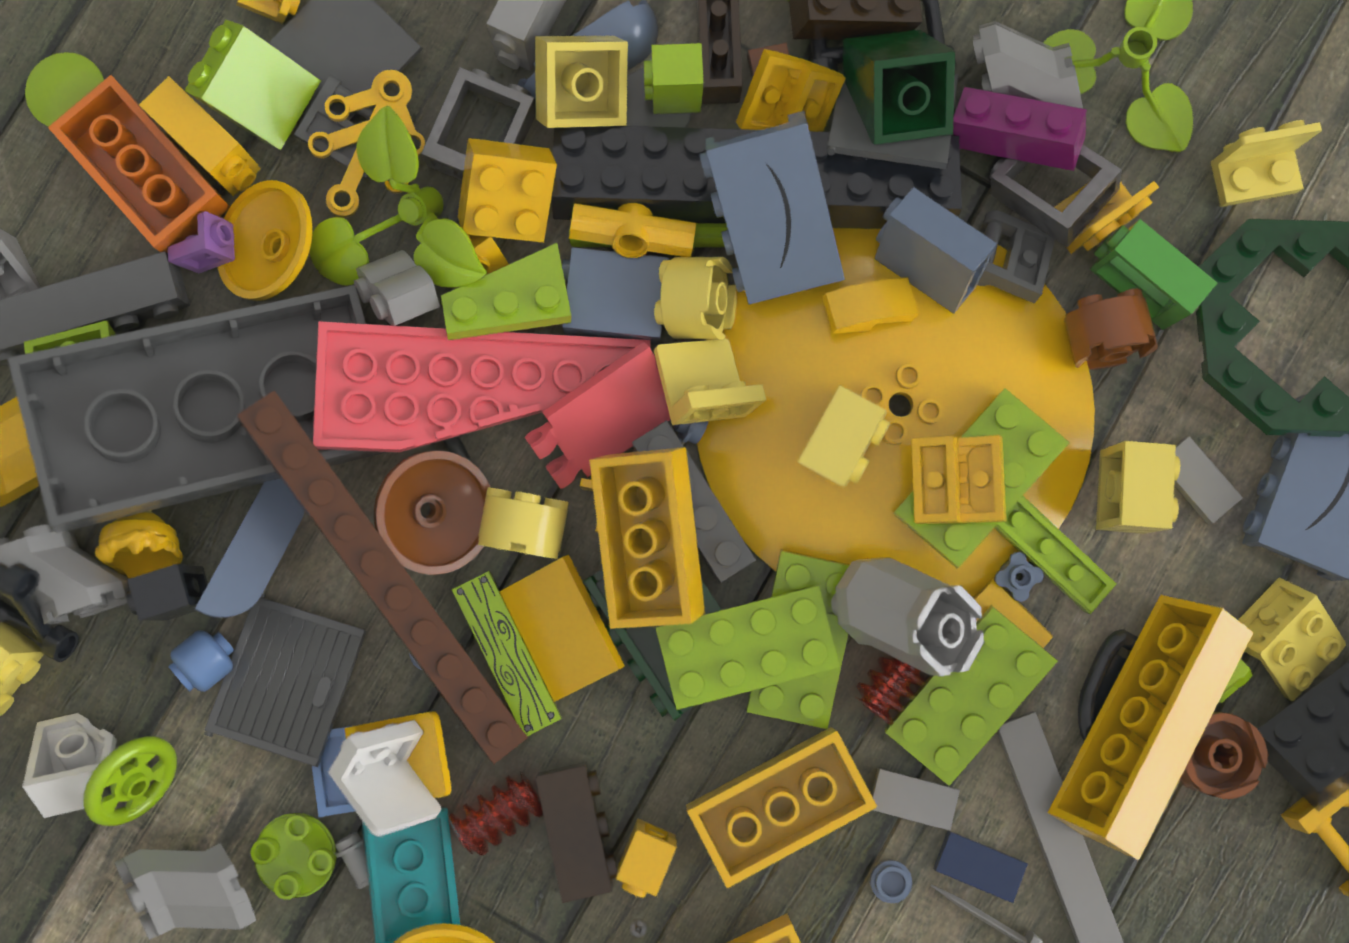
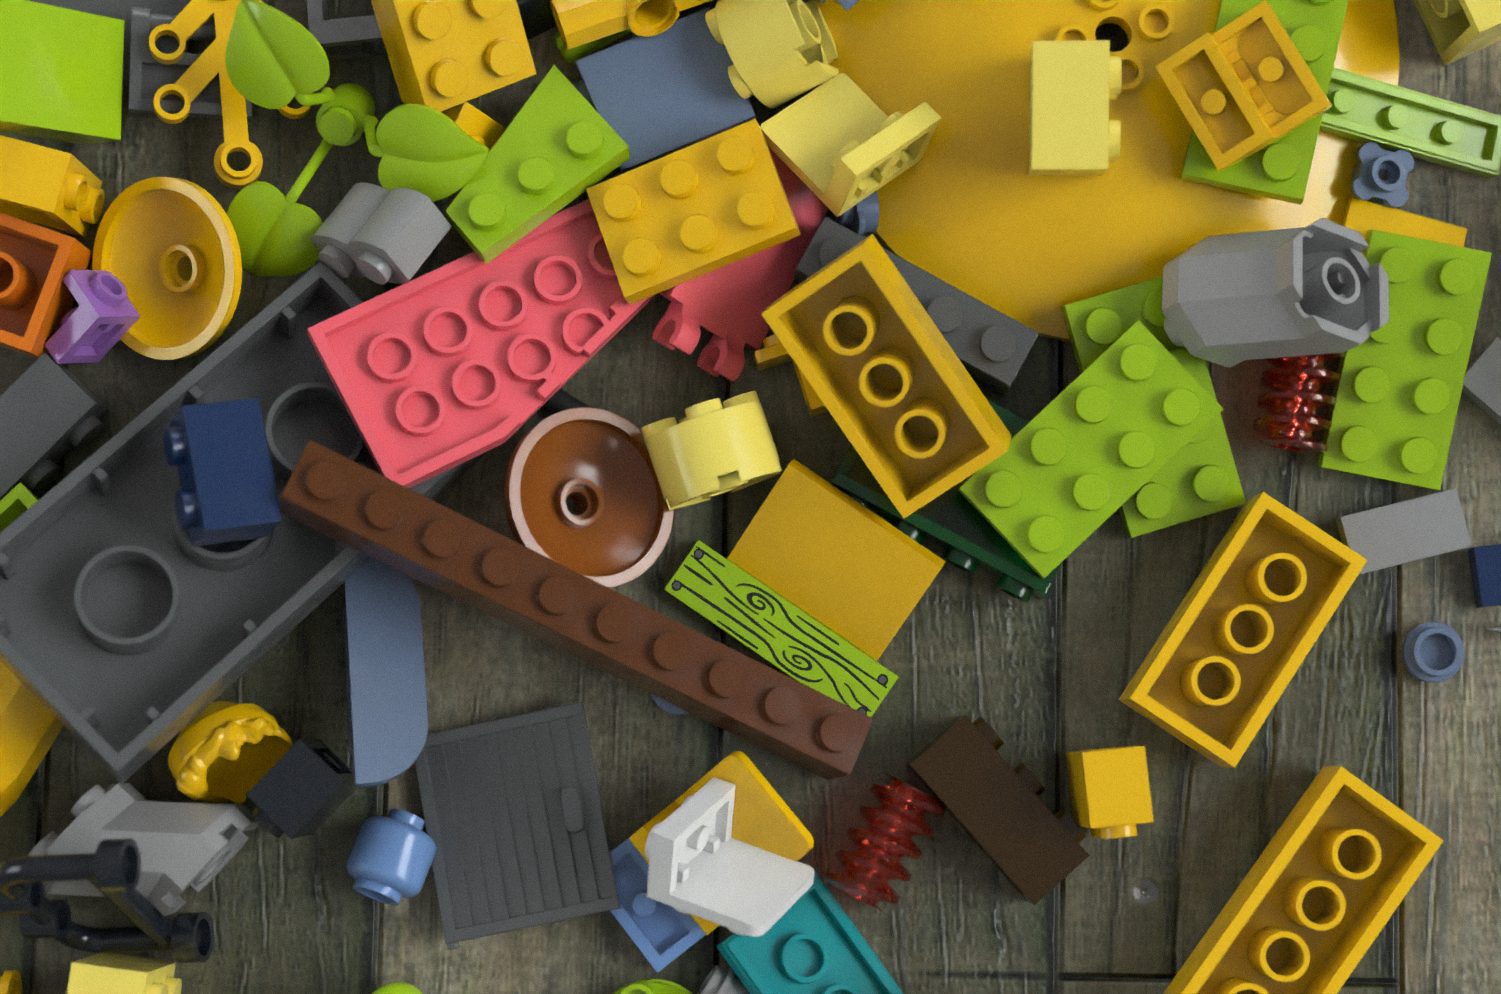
camera: 25 degrees left, 0 degrees up
(215, 380) = (222, 472): none -> dark blue brick
(587, 375) = (693, 211): none -> yellow plate

